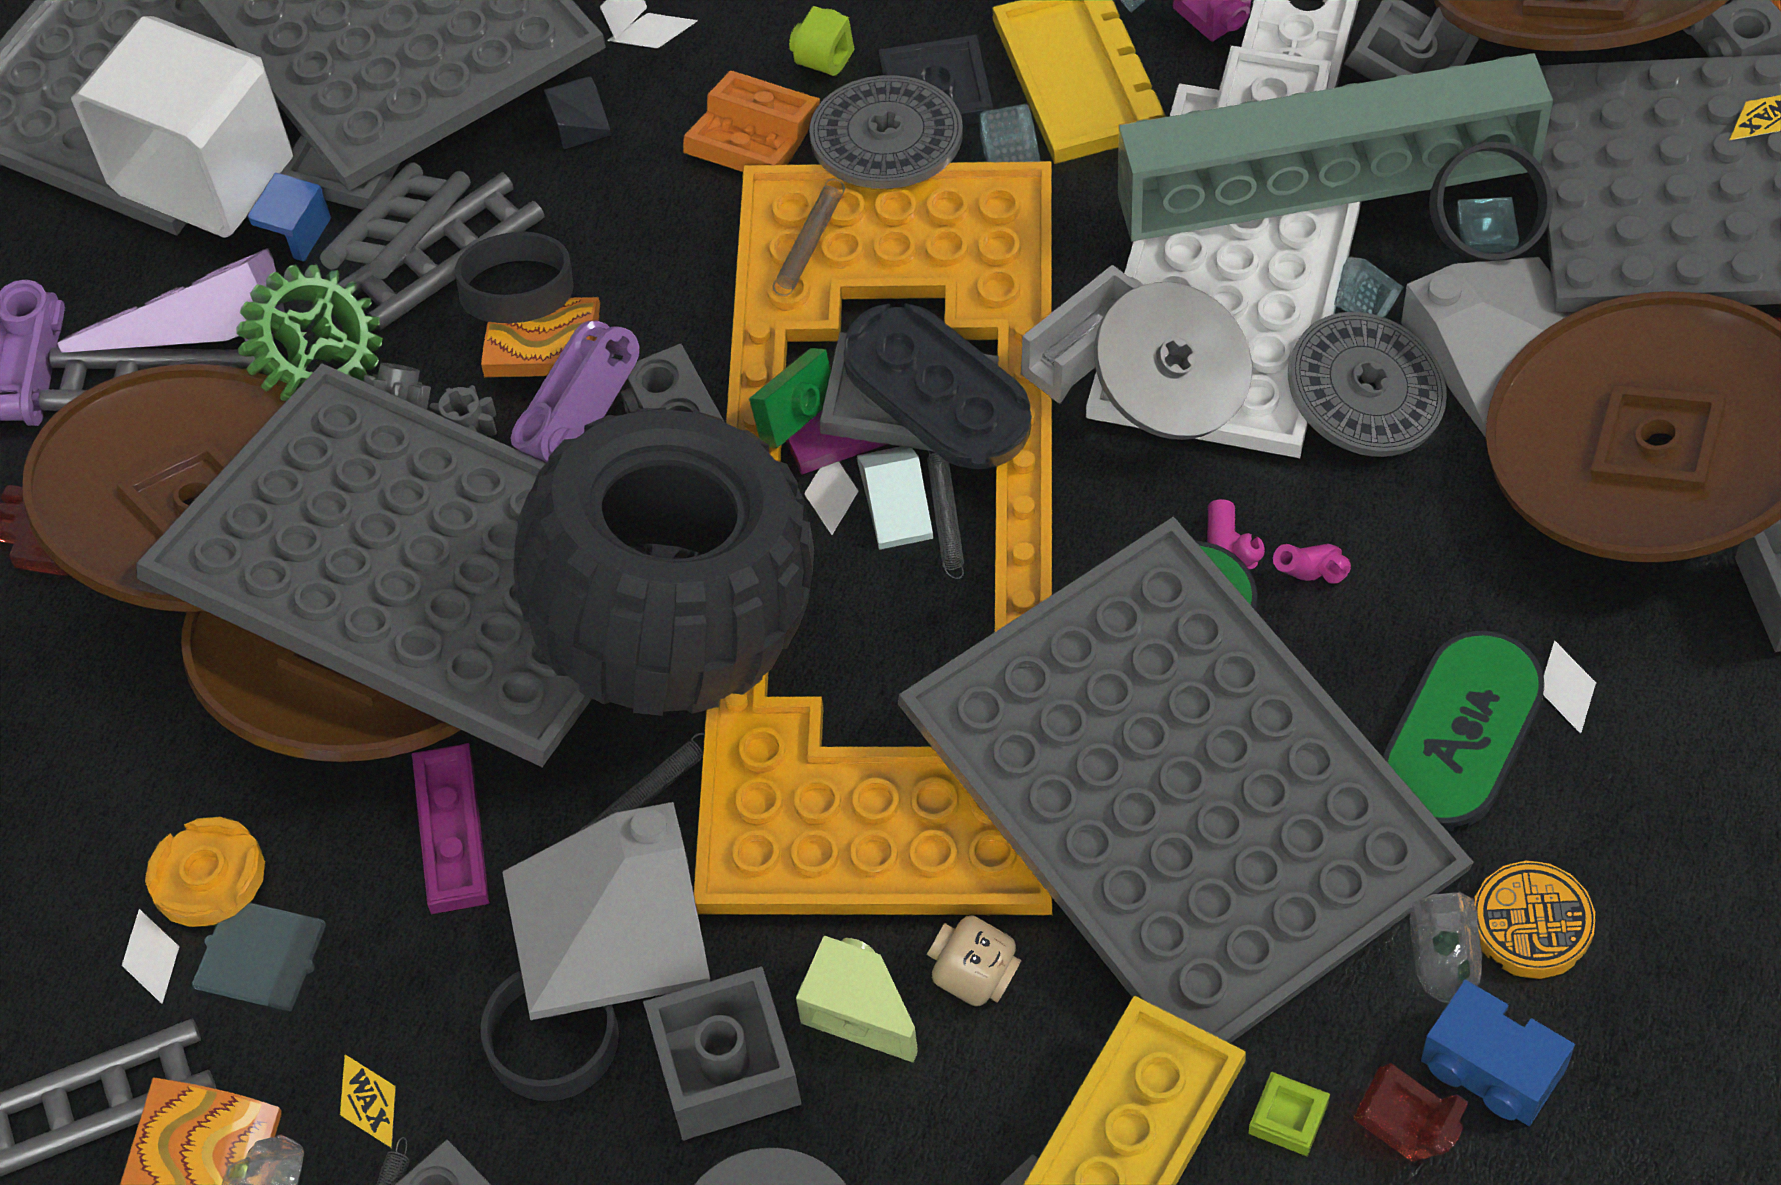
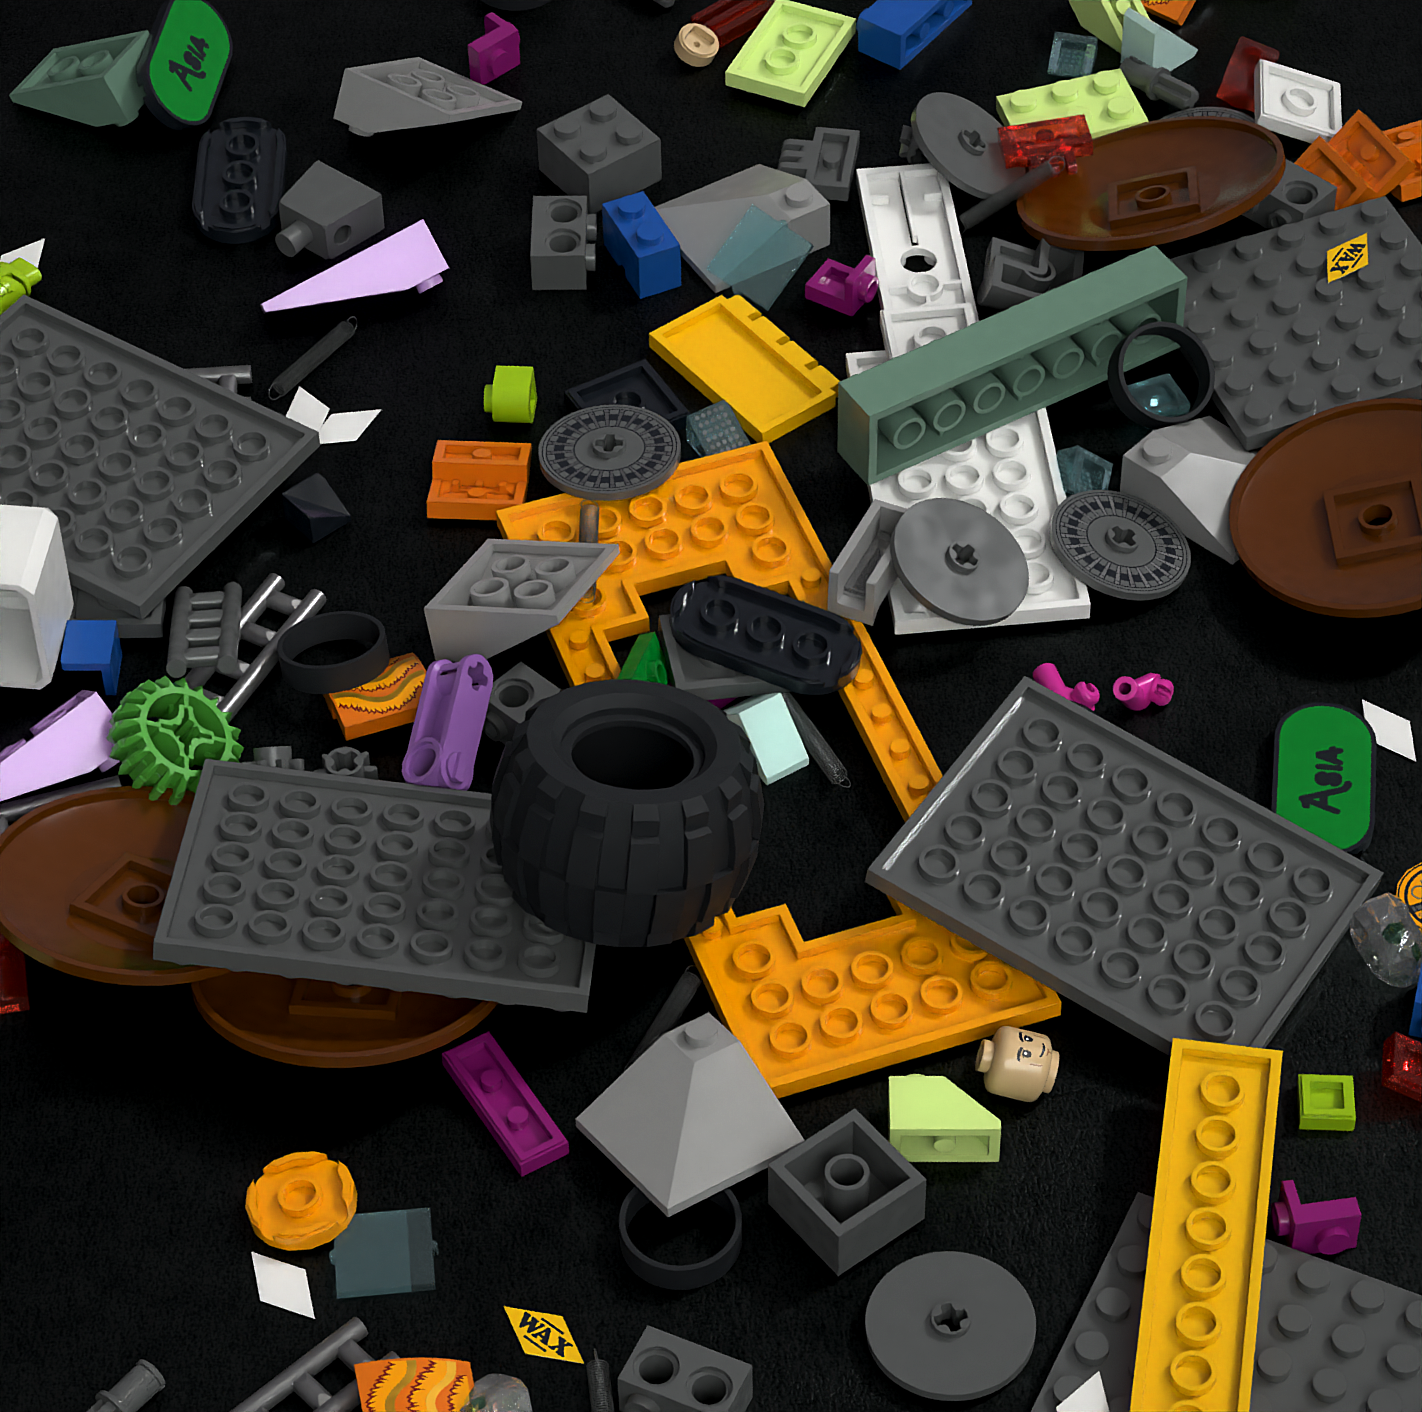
camera: 25 degrees left, 10 degrees down
(706, 264) = (511, 594): none -> light grey slope

